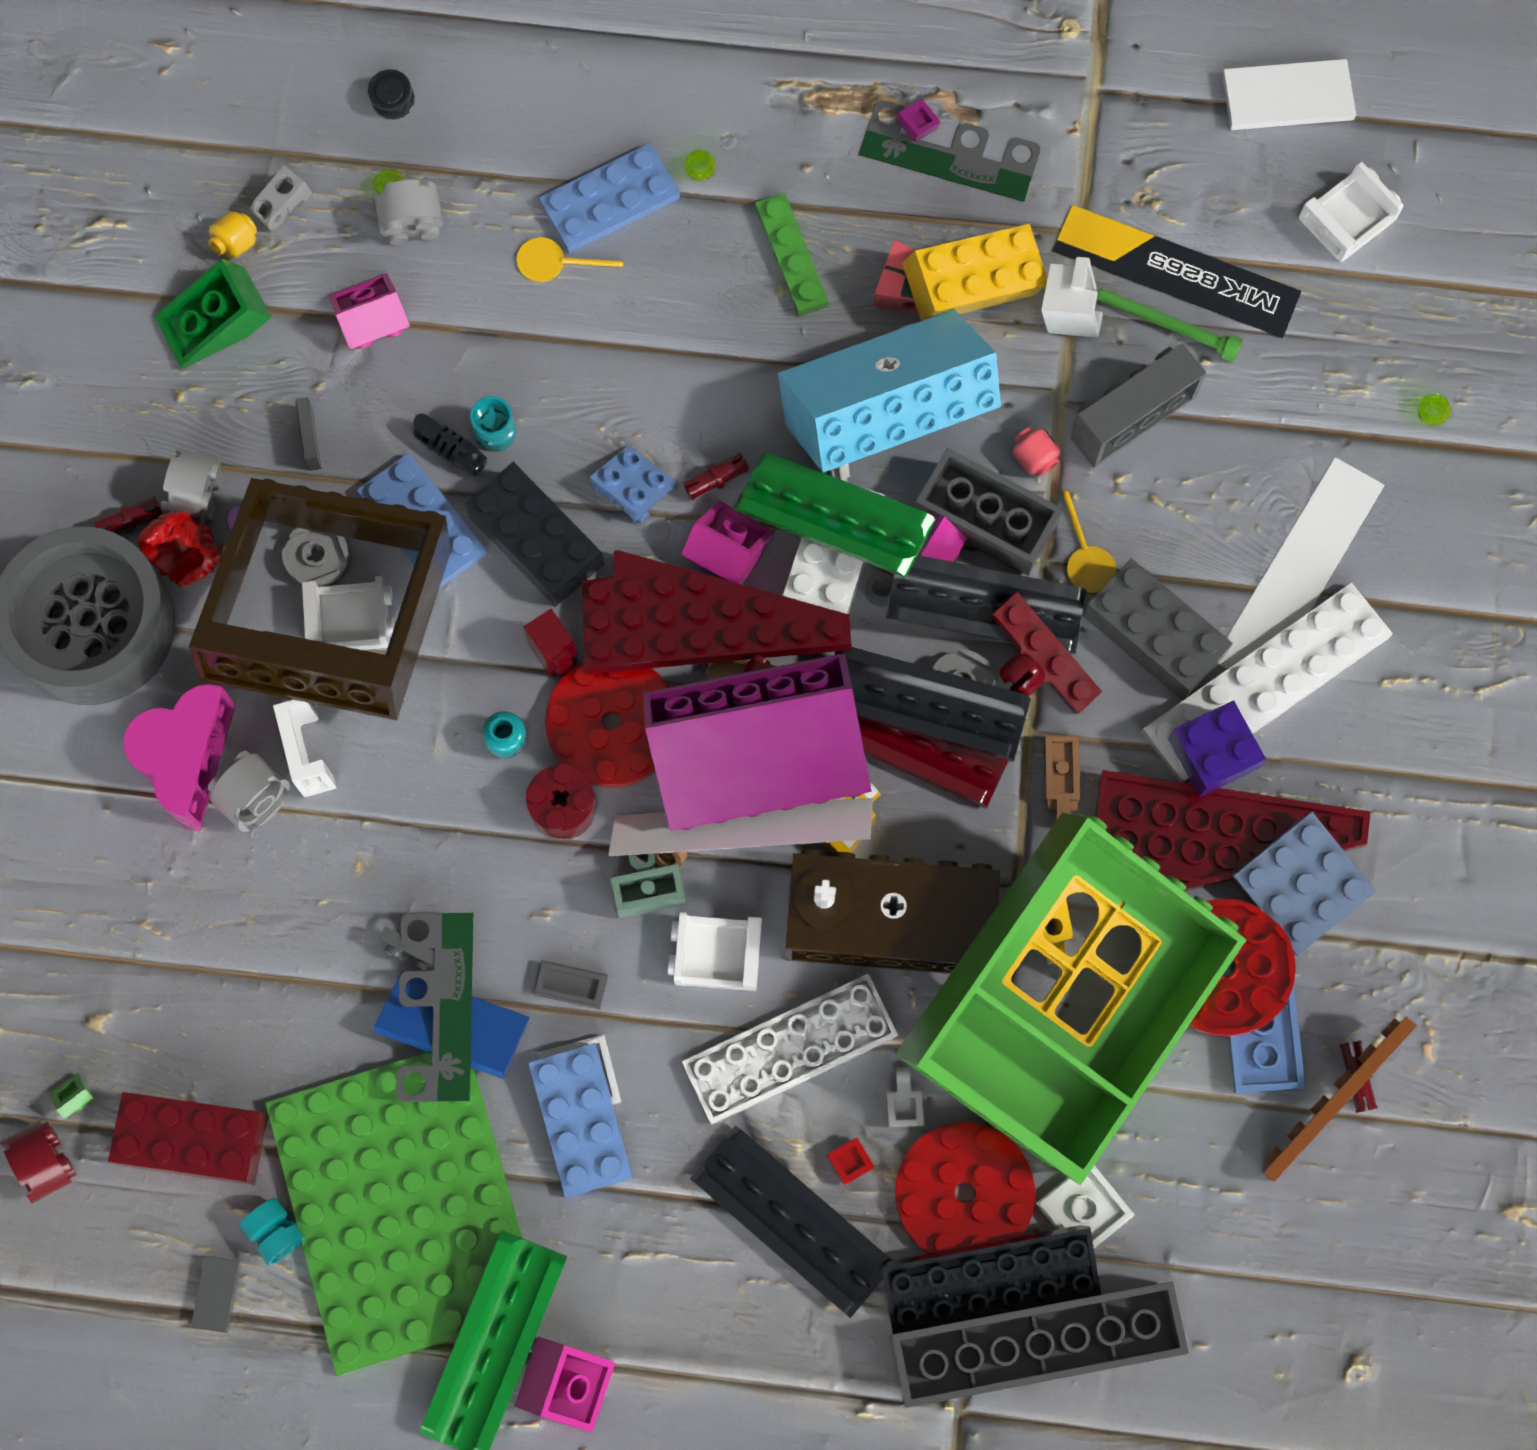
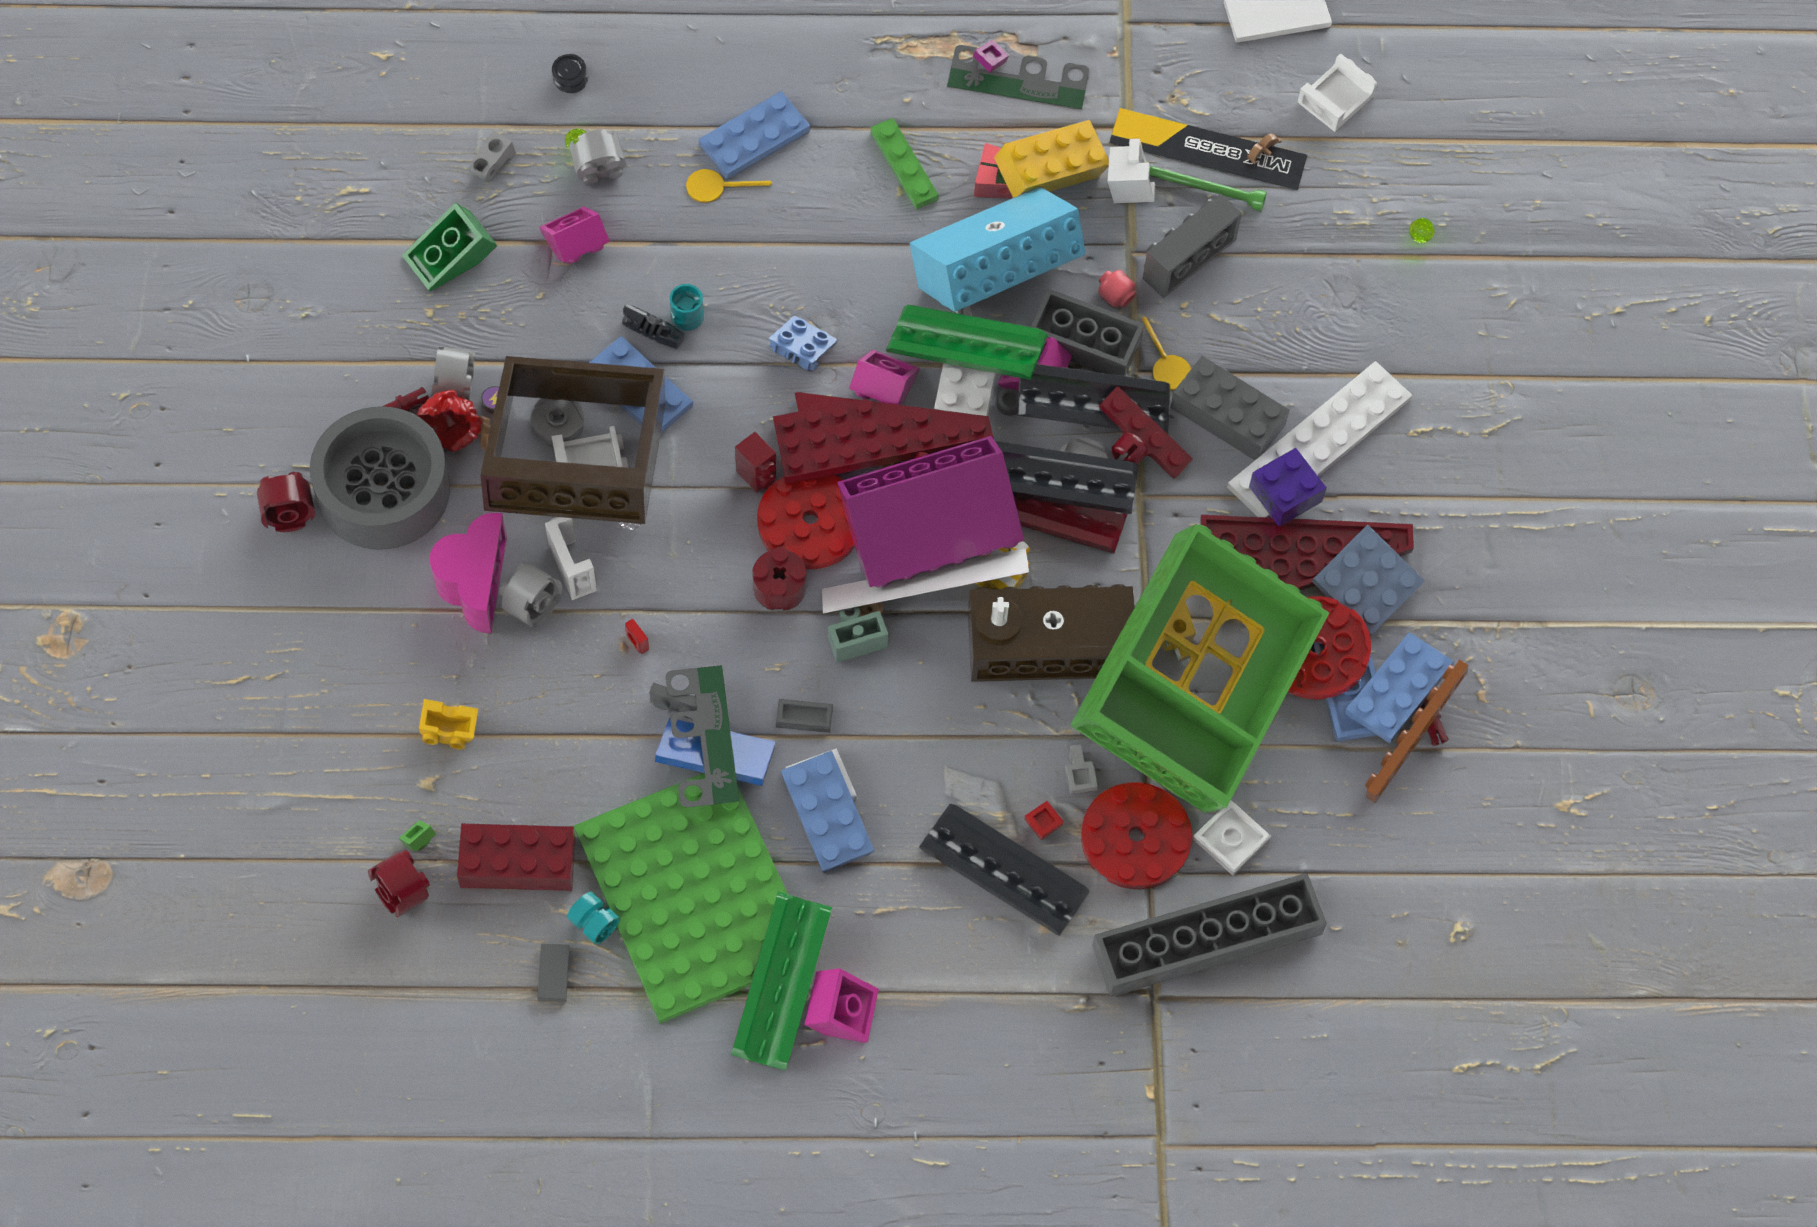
camera: 10 degrees left, 10 degrees down
(125, 950) = (447, 724): none -> yellow cylinder
(232, 235) = (457, 187): yellow head -> none
(308, 434) = (539, 329): dark grey tile -> none
(375, 858) = (636, 636): none -> red tile
(504, 734) = (727, 534): teal head -> none
(534, 534) = (730, 385): black brick -> none
(700, 157) = (826, 99): clear neon green plate -> none
(716, 476) = (867, 331): dark red pin -> none
(716, 952) = (917, 679): white panel -> none
(789, 1049) = (984, 744): white plate -> none
(990, 1278) = (1164, 888): black plate -> none
(1061, 773) = (1168, 516): medium nougat hinge -> none
(1255, 268) = (1262, 146): none -> medium nougat piece
(1305, 558) = (1337, 347): white sticker -> none
(1324, 1036) = (1399, 687): none -> medium blue plate

